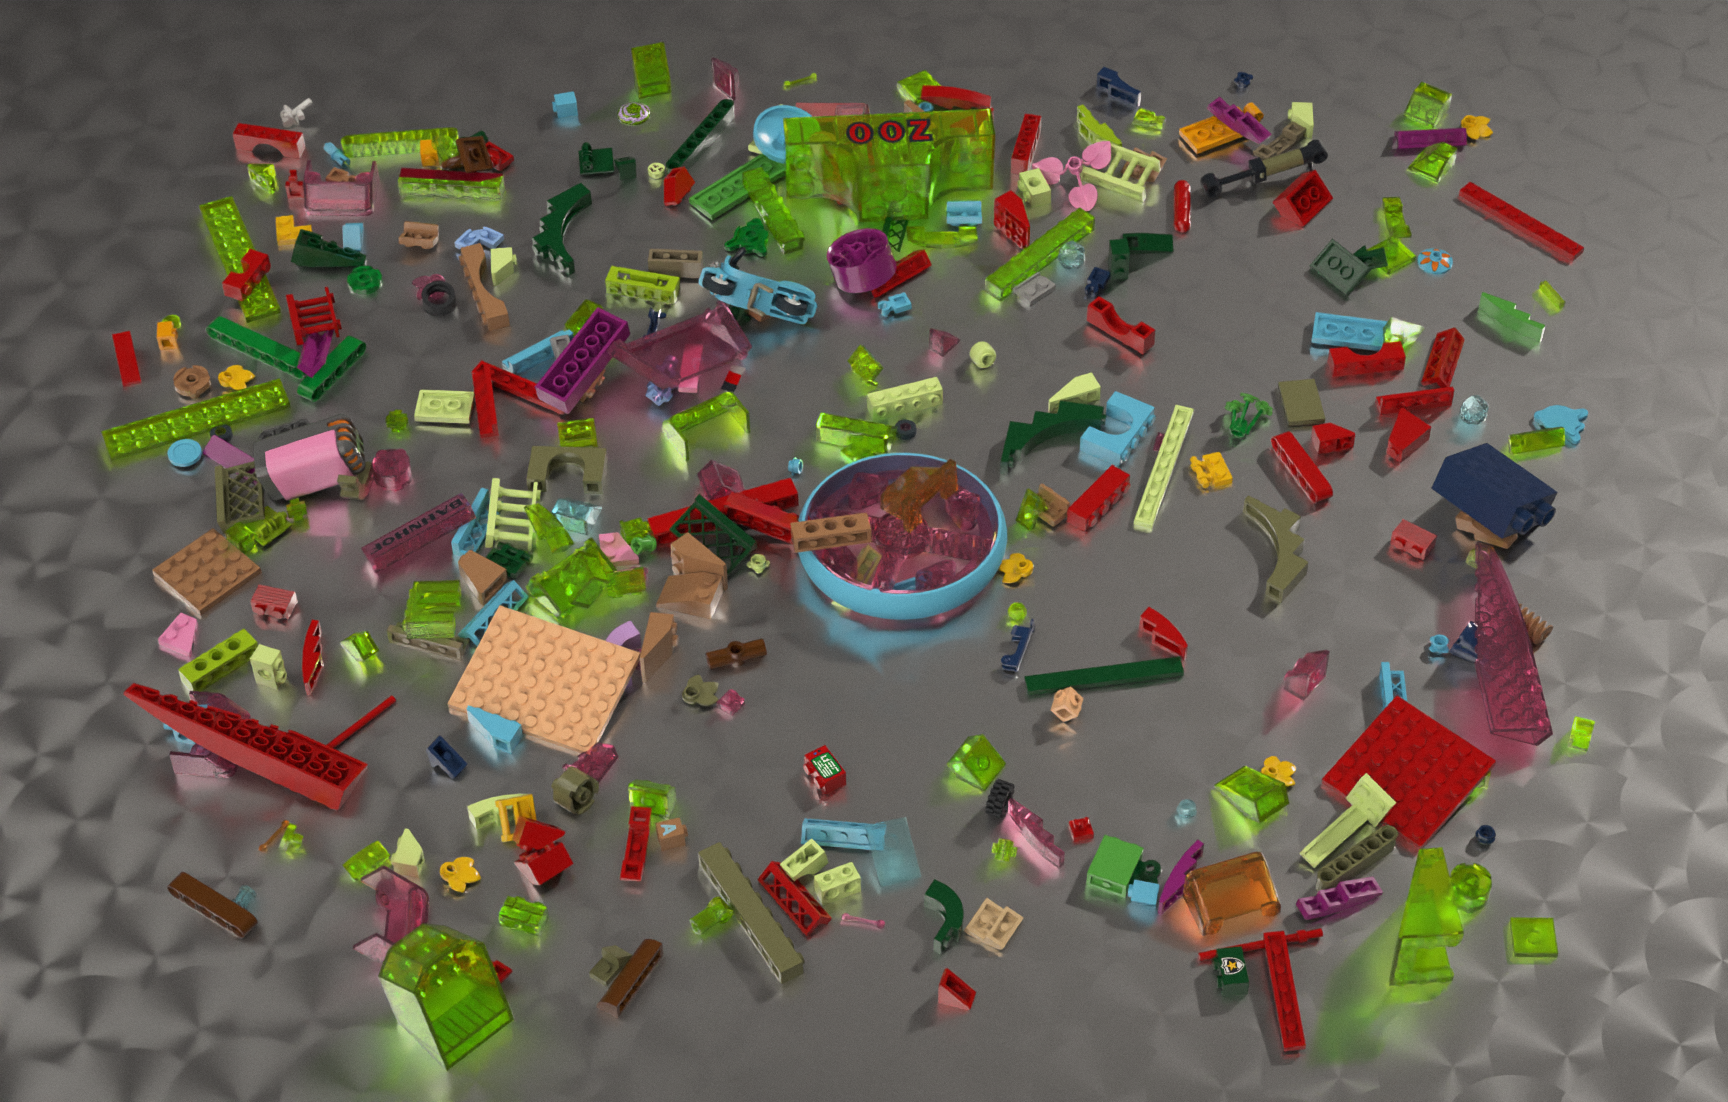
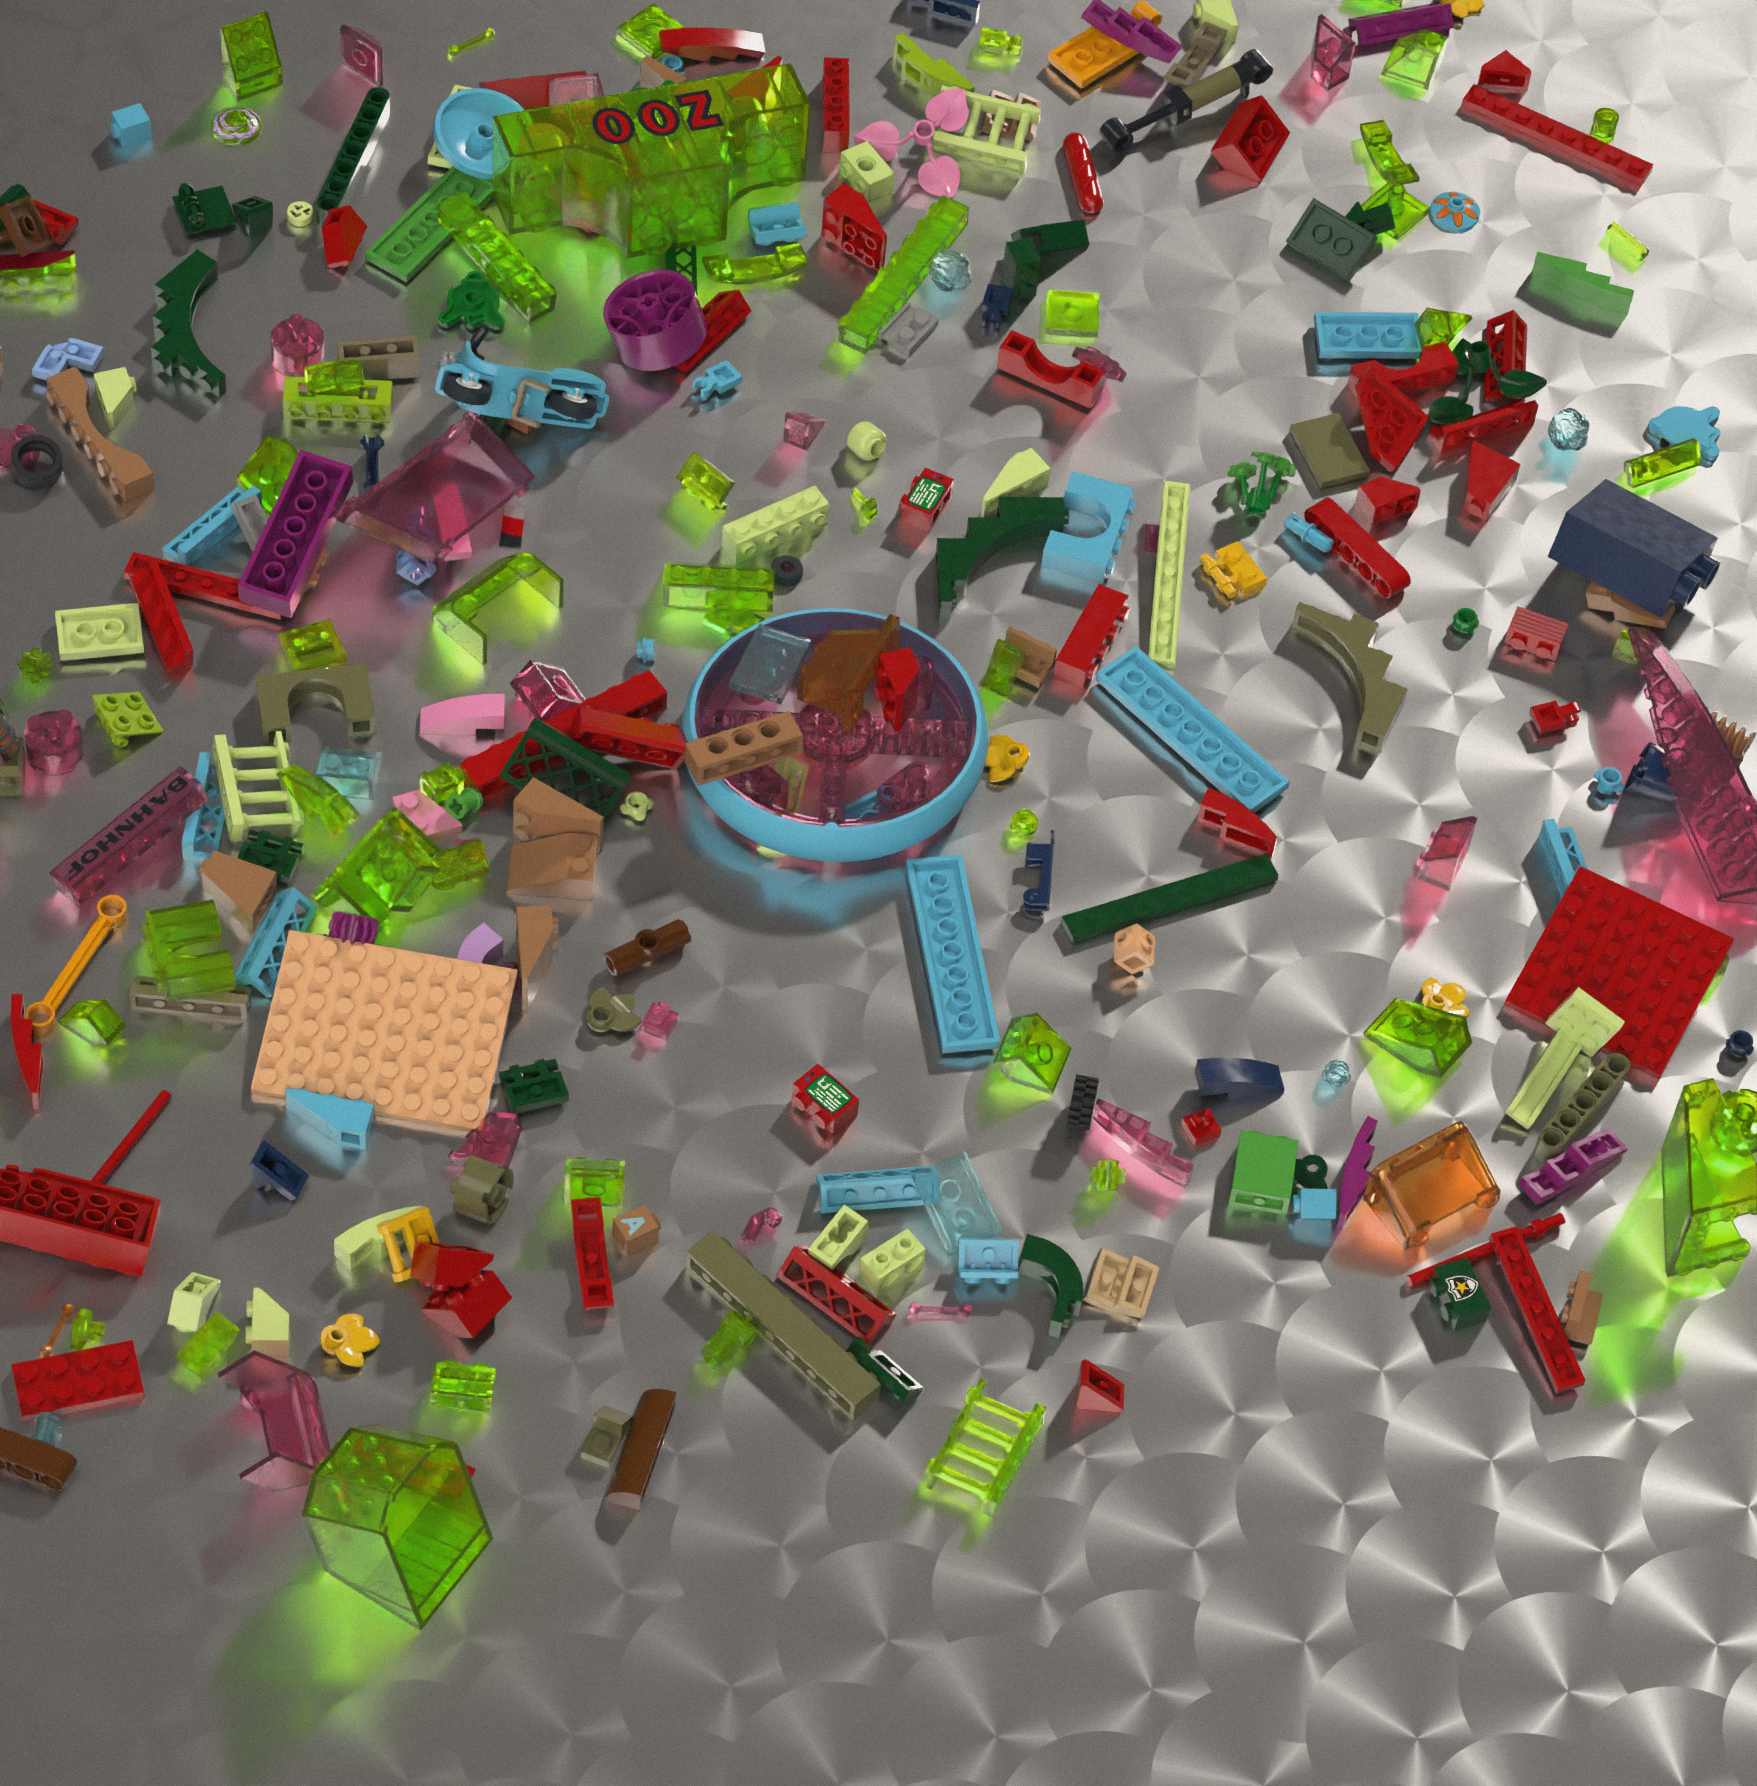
camera: 20 degrees left, 5 degrees up
(277, 870) = (78, 1380): none -> red plate
(362, 608) = (77, 963): none -> light orange piece
(364, 831) = (192, 1301): none -> yellowish green arch
(444, 459) = (125, 716): none -> lime hinge
(542, 610) = (353, 927): none -> magenta gear
(626, 249) = (296, 345): none -> clear pink brick
(631, 734) = (537, 1091): none -> dark green plate
(641, 267) = (334, 374): none -> clear neon green slope
(662, 490) = (463, 715): none -> bright pink slope
(763, 839) = (758, 1220): none -> clear pink arm
(812, 954) = (887, 1371): none -> dark green hinge
(867, 483) = (770, 664): none -> clear light blue tile
(874, 1034) = (1003, 1470): none -> clear neon green fence
(904, 892) = (988, 1259): none -> medium azure bracket
(941, 689) = (952, 954): none -> medium azure plate
(945, 506) = (897, 685): none -> red slope
(972, 396) = (868, 507): none -> clear neon green hand
(1012, 396) = (926, 499): none -> red brick
(1115, 800) = (1237, 1077): none -> dark blue slope
(1148, 293) = (1072, 313): none -> clear neon green tile
(1151, 569) = (1192, 730): none -> medium azure plate
(1161, 328) = (1104, 362): none -> clear pink wing
(1270, 453) = (1308, 533): none -> medium azure axle
(1317, 997) = (1583, 1312): none -> medium nougat bracket
(1345, 385) = (1388, 418): none -> red plate
(1365, 524) = (1465, 620): none -> green plate
(1373, 151) = (1330, 54): none -> clear pink slope
(1410, 596) = (1553, 717): none -> red plate
(1417, 355) = (1477, 359): none -> dark green plant
(1493, 177) = (1505, 73): none -> red slope
(1555, 217) = (1604, 124): none -> clear neon green wheel

